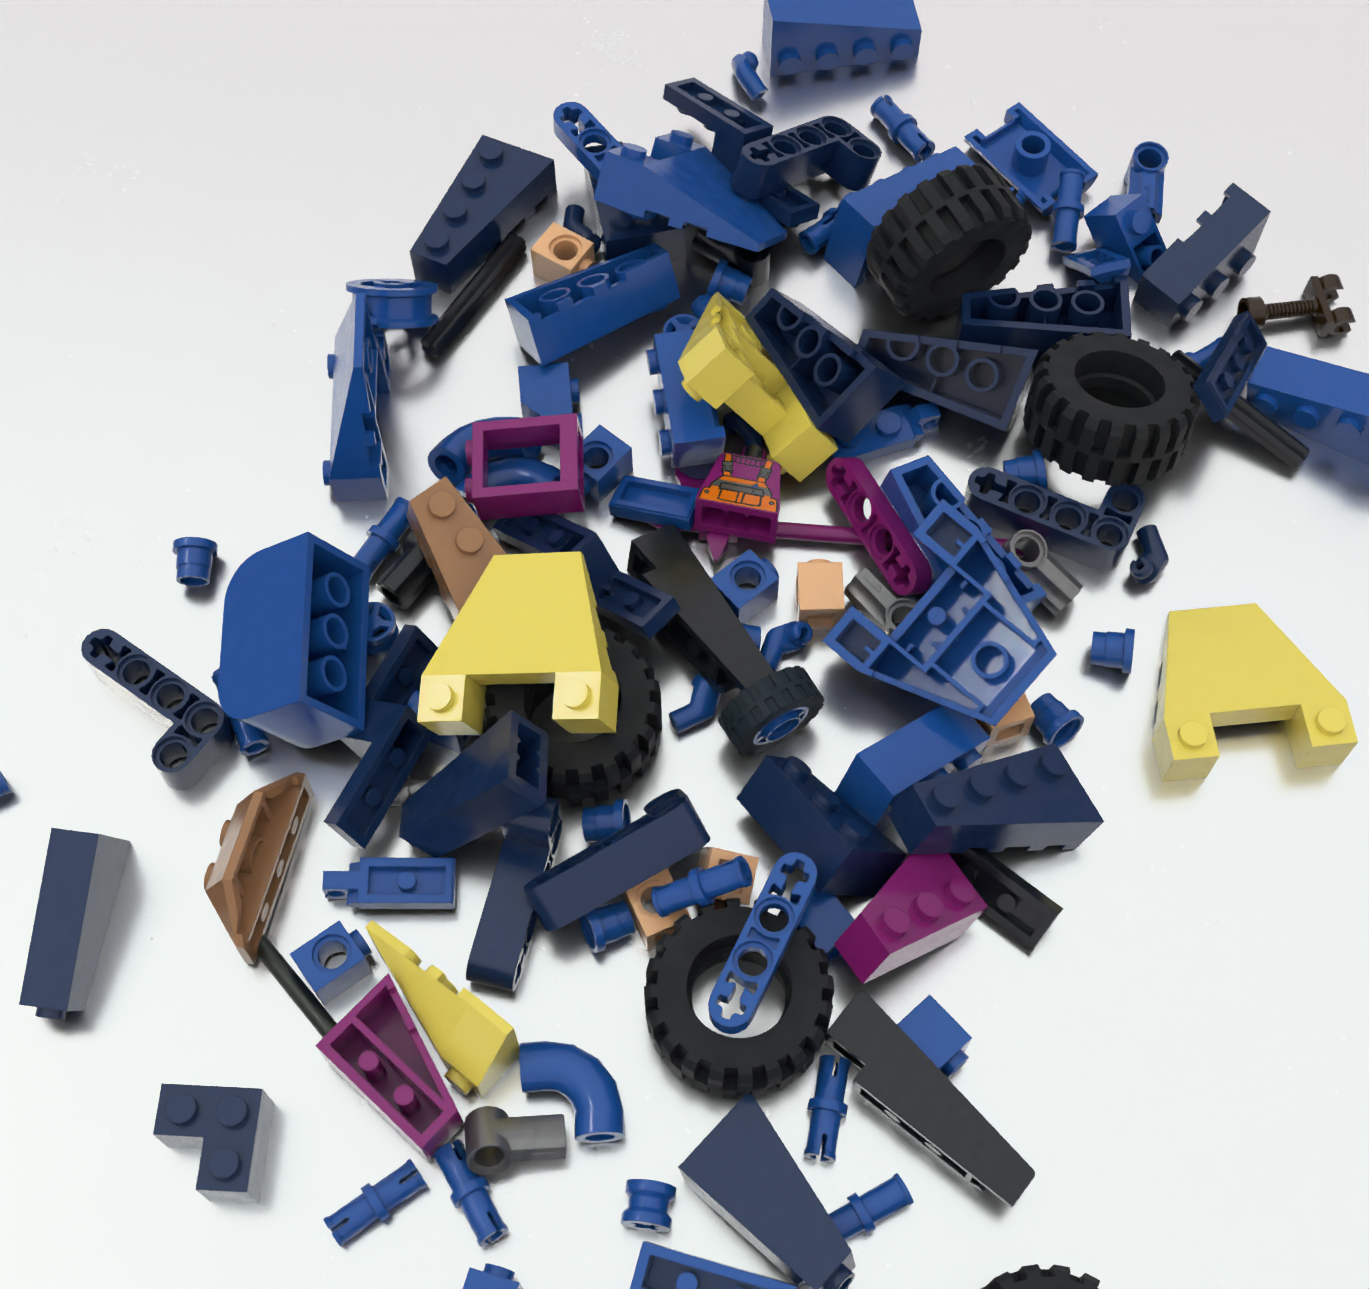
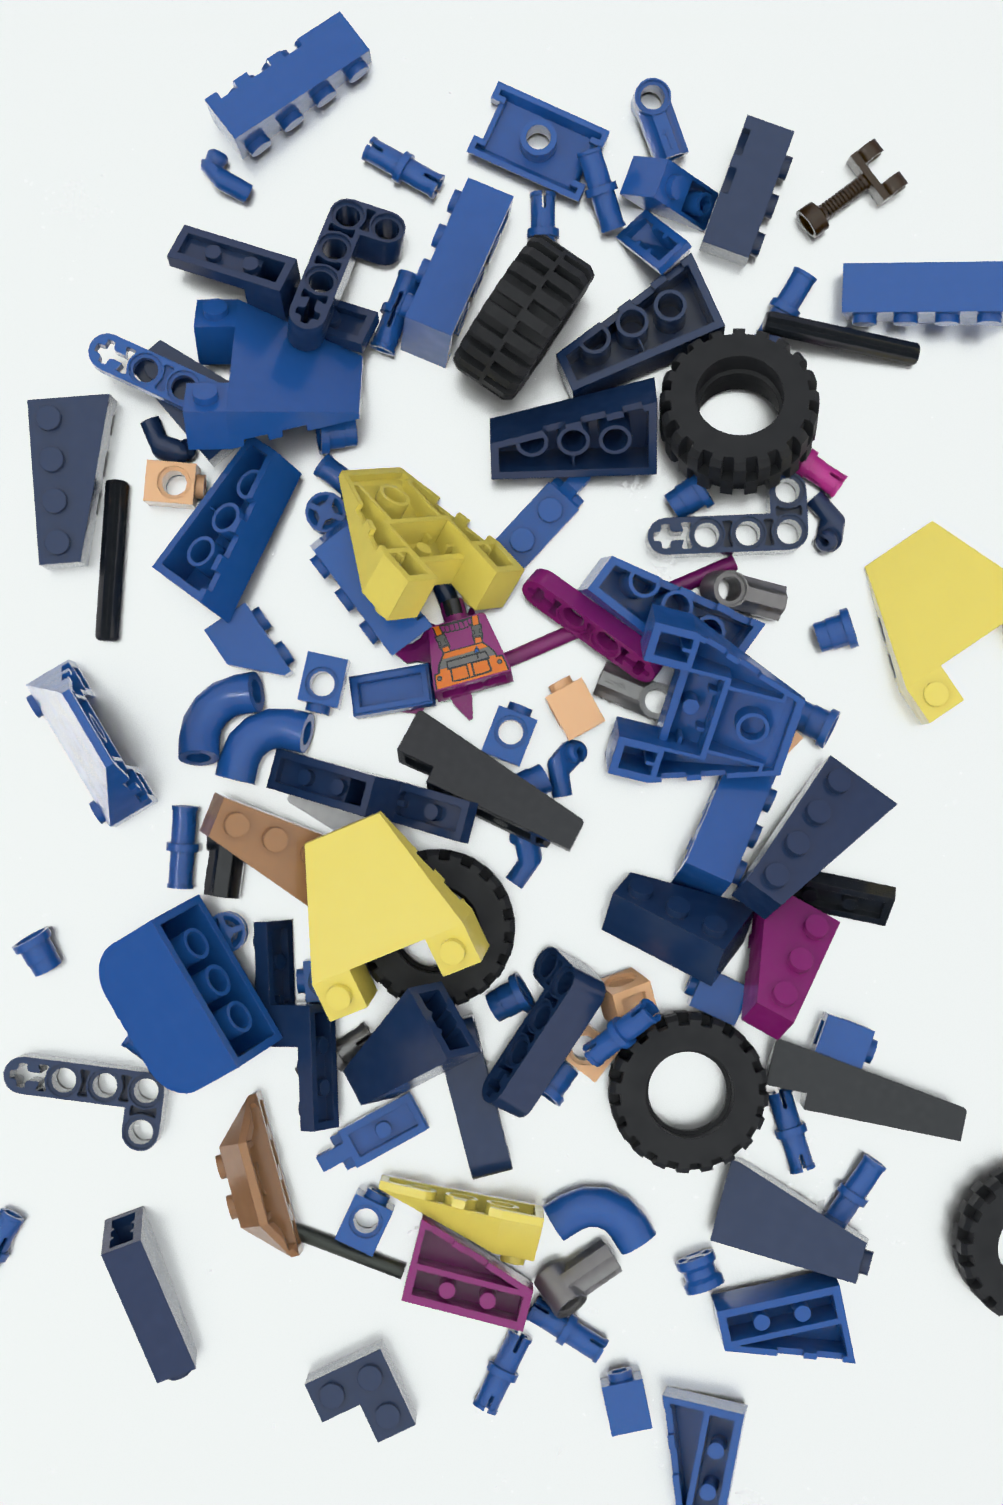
camera: 30 degrees left, 25 degrees up
(398, 301) = (56, 625): blue wheel -> none
(530, 498) = (312, 714): magenta window -> none
(767, 943) = (692, 1055): blue beam -> none
(771, 710) = (594, 846): black wheel -> none
(824, 368) = (467, 493): dark blue wedge -> none
(1161, 510) = (821, 473): none -> dark pink pin
(1230, 366) = (822, 308): dark blue tile -> none

